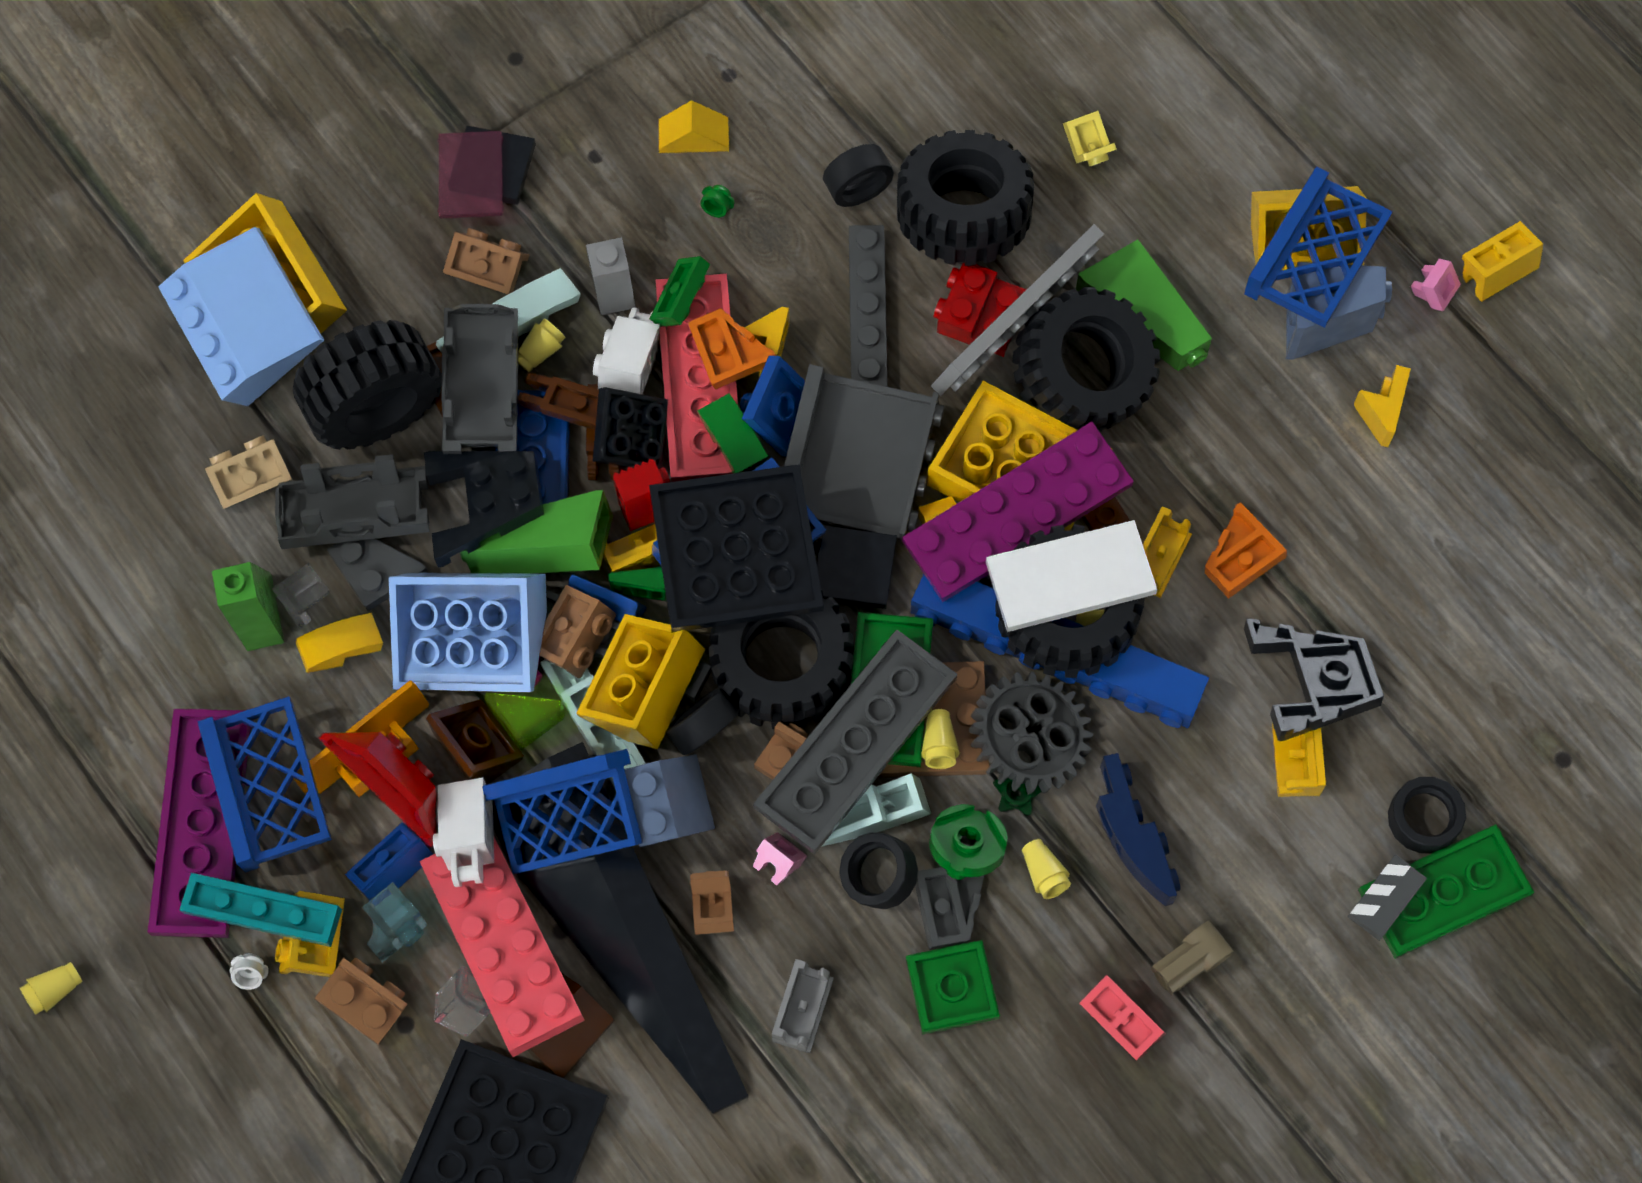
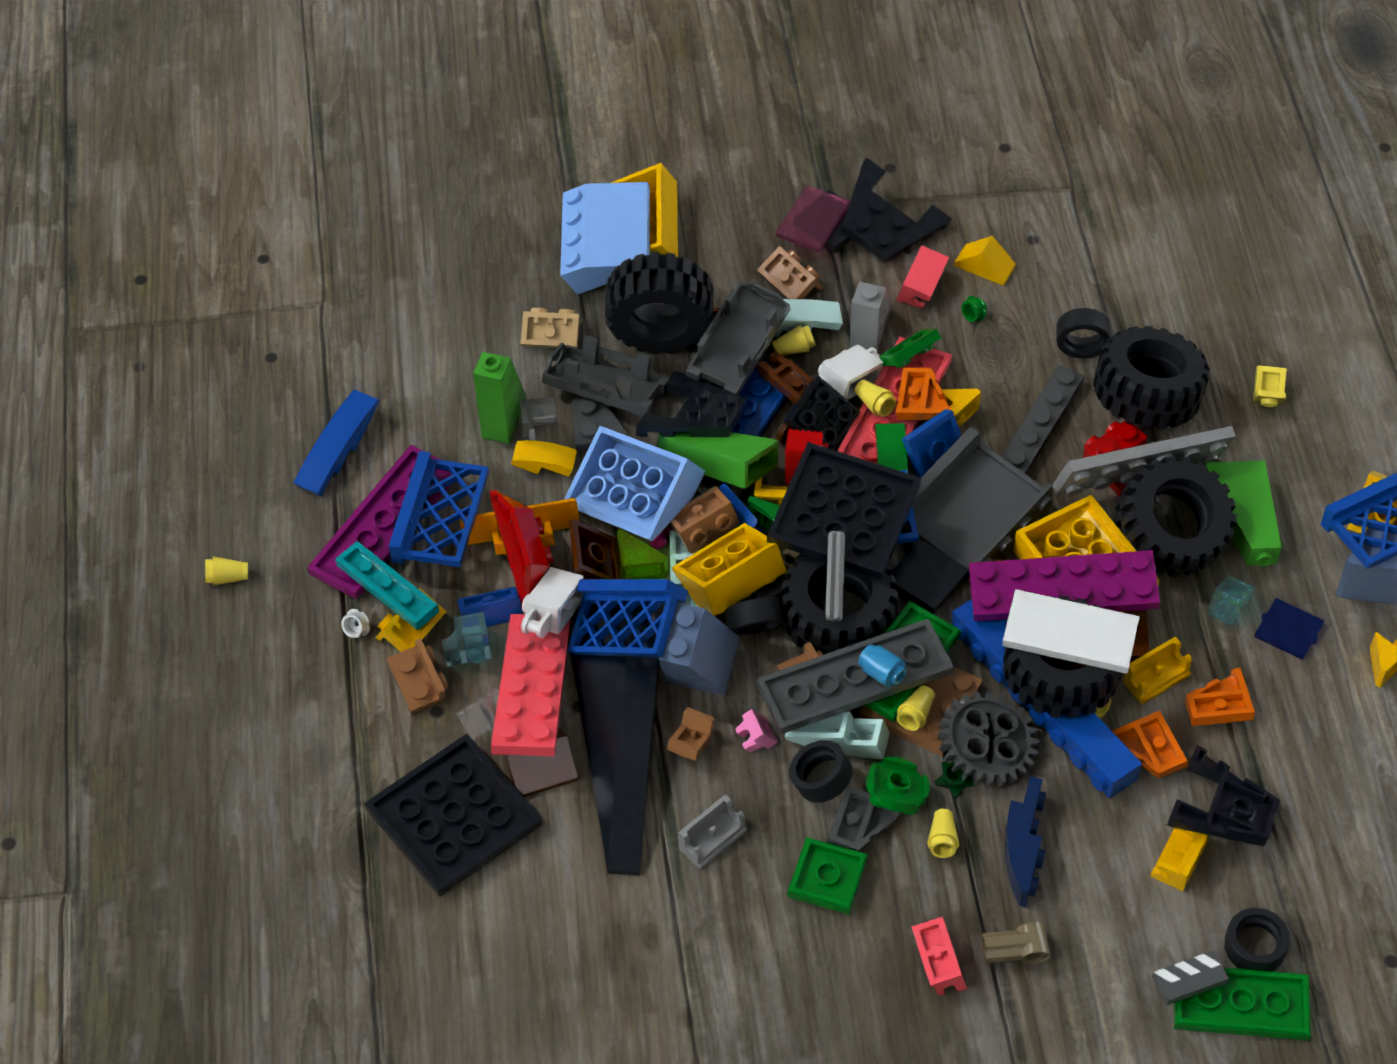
camera: 30 degrees right, 15 degrees down
(82, 751) = (336, 441): none -> blue slope
(550, 144) = (879, 224): none -> black wing
(637, 188) = (922, 277): none -> coral hinge
(678, 376) = (877, 399): none -> light yellow cone
(775, 638) = (835, 576): none -> light grey axle
(885, 718) = (882, 665): none -> dark azure brick
(1187, 424) = (1229, 599): none -> clear light blue bracket
(1201, 644) = (1153, 744): none -> orange wing
(1262, 426) = (1289, 628): none -> clear blue piece

